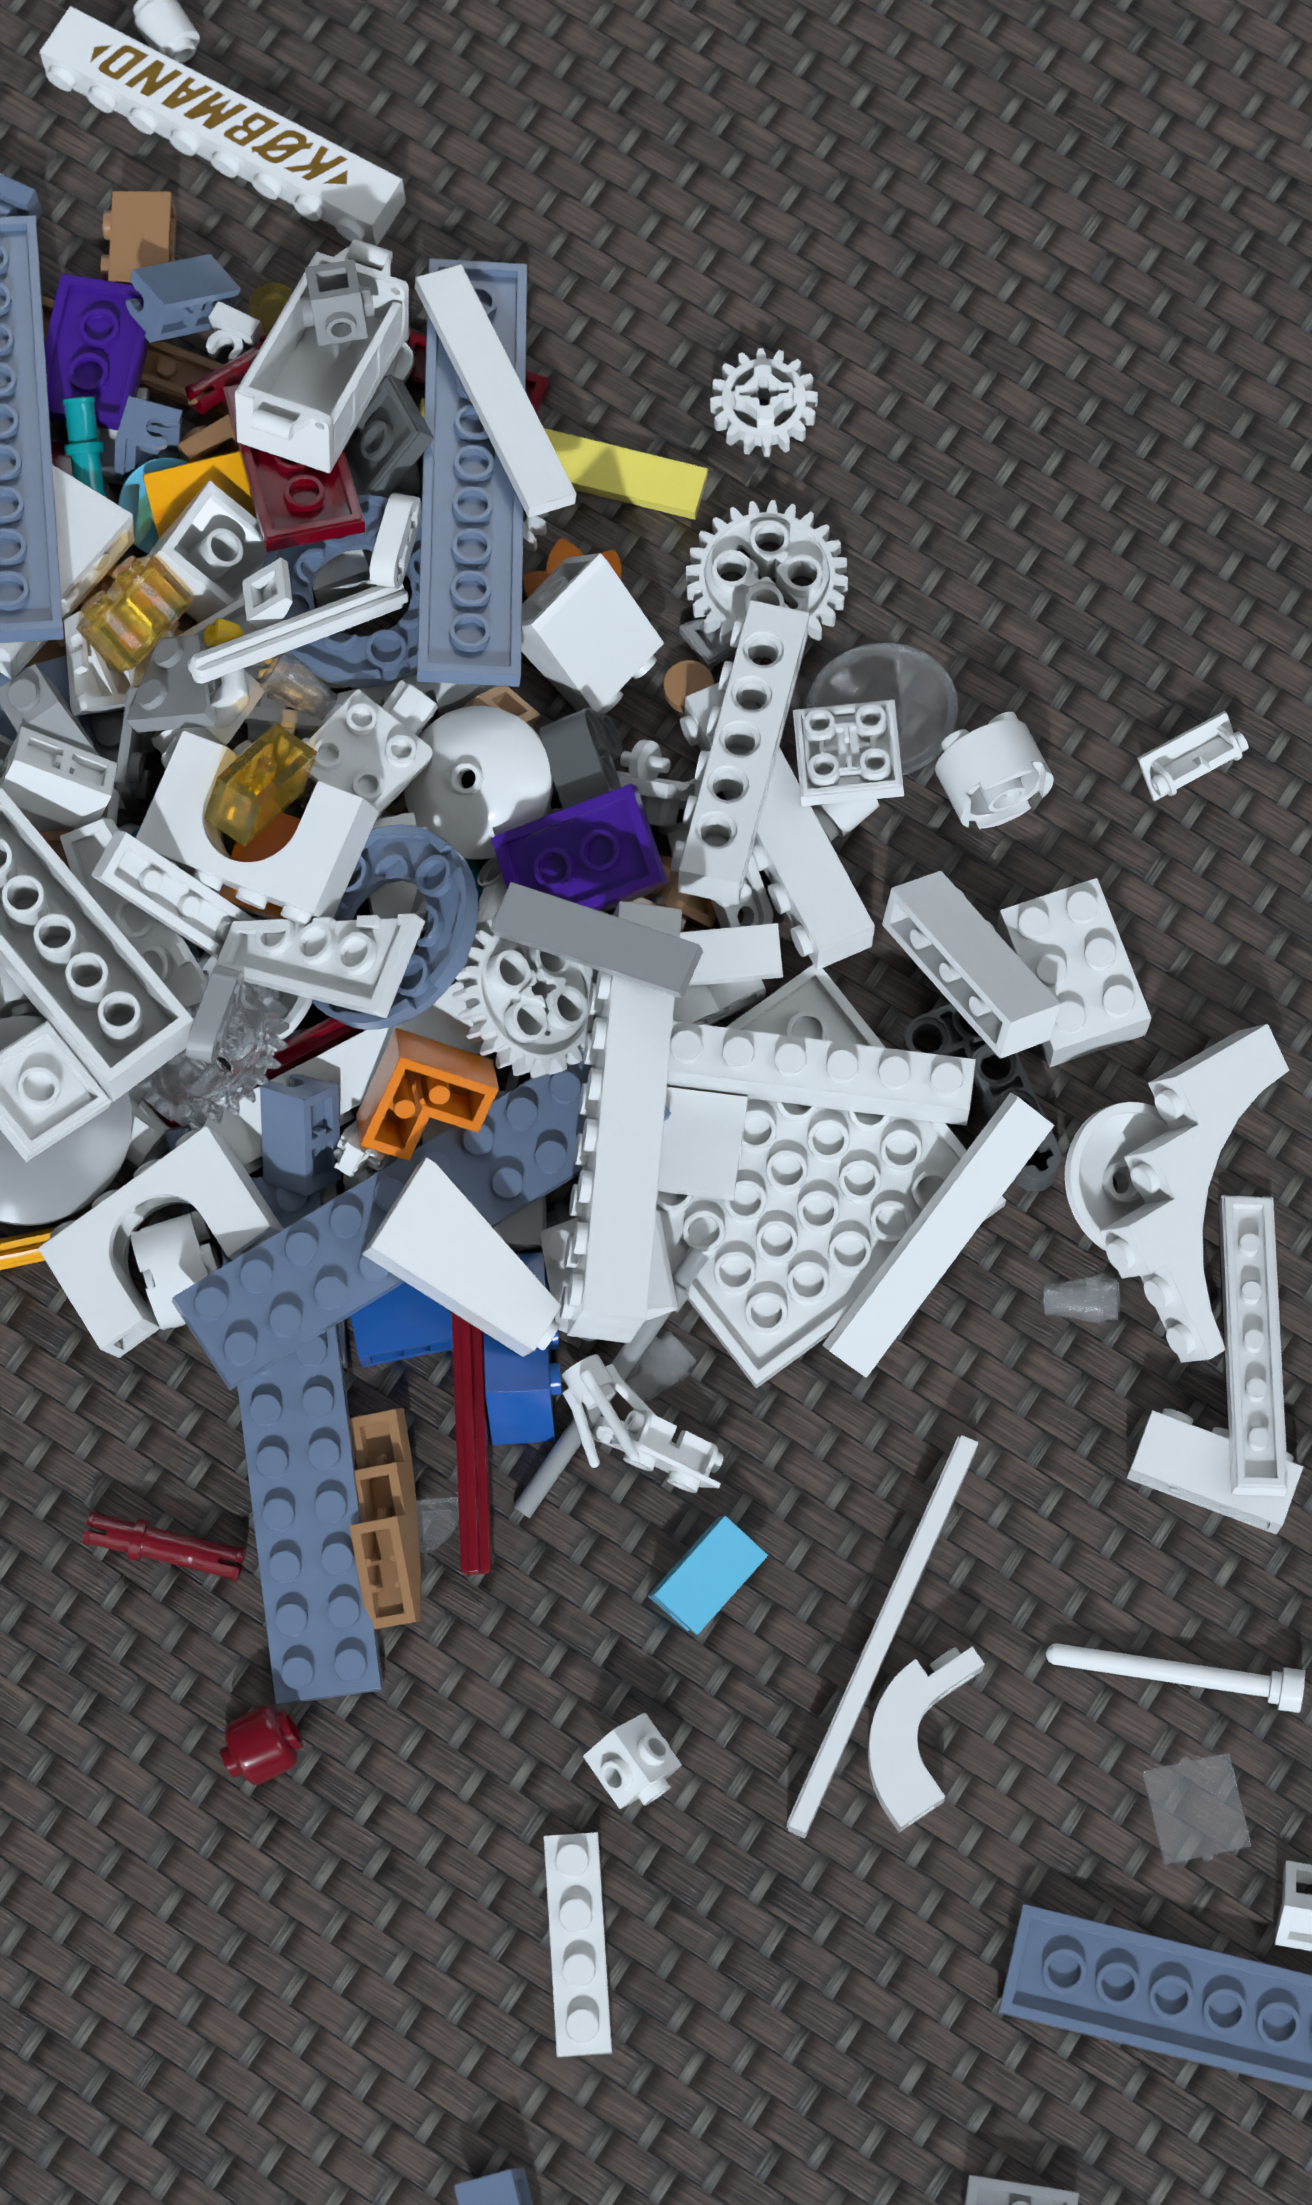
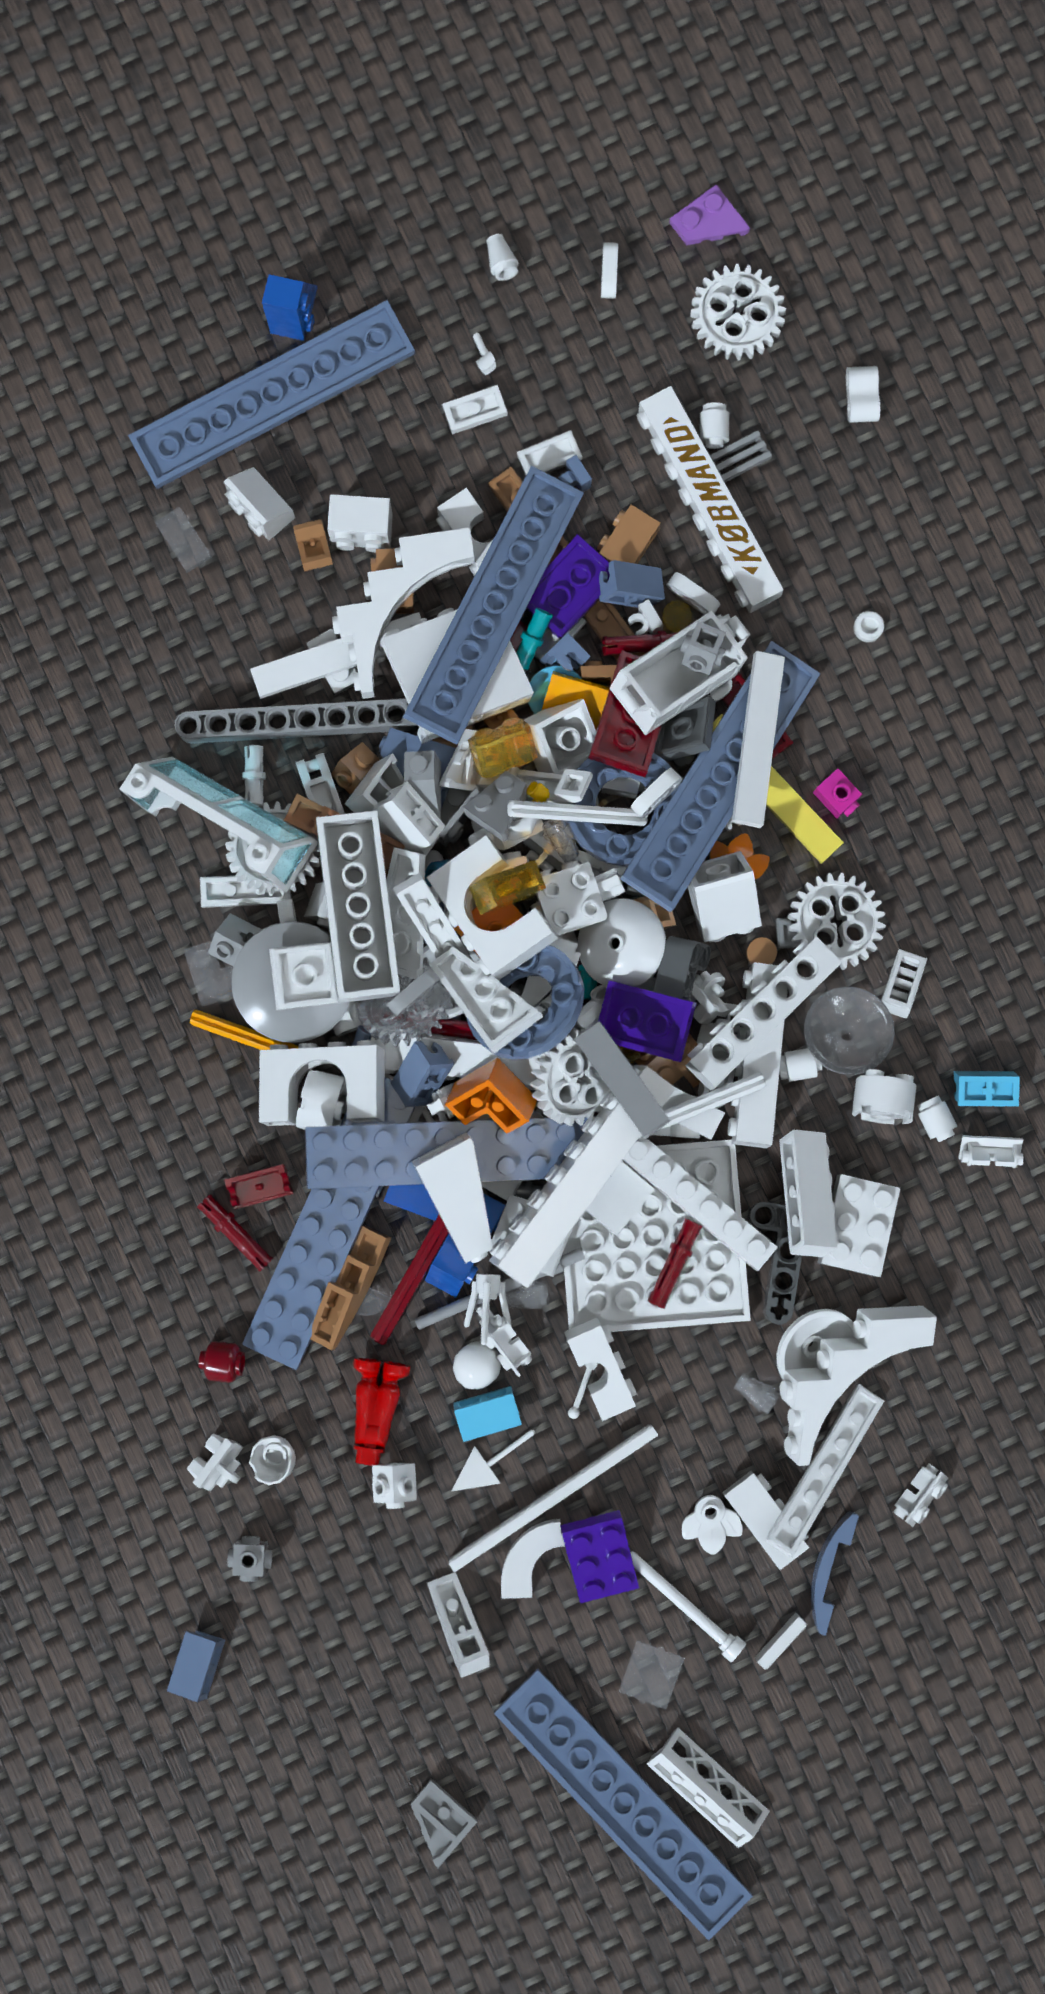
camera: 30 degrees right, 10 degrees up
(158, 1455) = (259, 1186): none -> dark red hinge
(246, 21) = (760, 445): none -> light grey tile
(271, 262) = (692, 594): none -> white beam
(353, 1903) = (220, 1466): none -> white hips
(427, 1842) = (272, 1459): none -> white hair
(497, 2030) = (258, 1550): none -> light grey brick
(534, 1668) = (375, 1407): none -> red piece
(554, 167) = (868, 626): none -> white tile
(577, 1945) = (315, 1551): white plate -> none
(647, 1517) = (476, 1366): none -> white hair
(657, 408) = (838, 794): none -> dark pink brick
(741, 403) = (905, 830): white gear -> none
(747, 915) = (715, 1098): none -> white axle
(747, 1672) = (478, 1471): none -> white piece
(815, 1413) = (574, 1411): none -> white hinge
(845, 1195) = (675, 1262): none -> dark red pin
(848, 753) = (816, 1045): white tile -> none
(865, 1914) = (459, 1625): none -> white slope
(872, 1422) = (591, 1344): none -> white arch
(927, 636) = (894, 1006): none -> white slope
(938, 1235) = (705, 1319): white tile -> none
(1006, 1673) = (599, 1556): none -> dark purple plate
(1086, 760) = (937, 1118): none -> white brick
(1129, 675) = (987, 1088): none -> medium azure hinge
(1146, 1536) = (711, 1528): none -> white plate

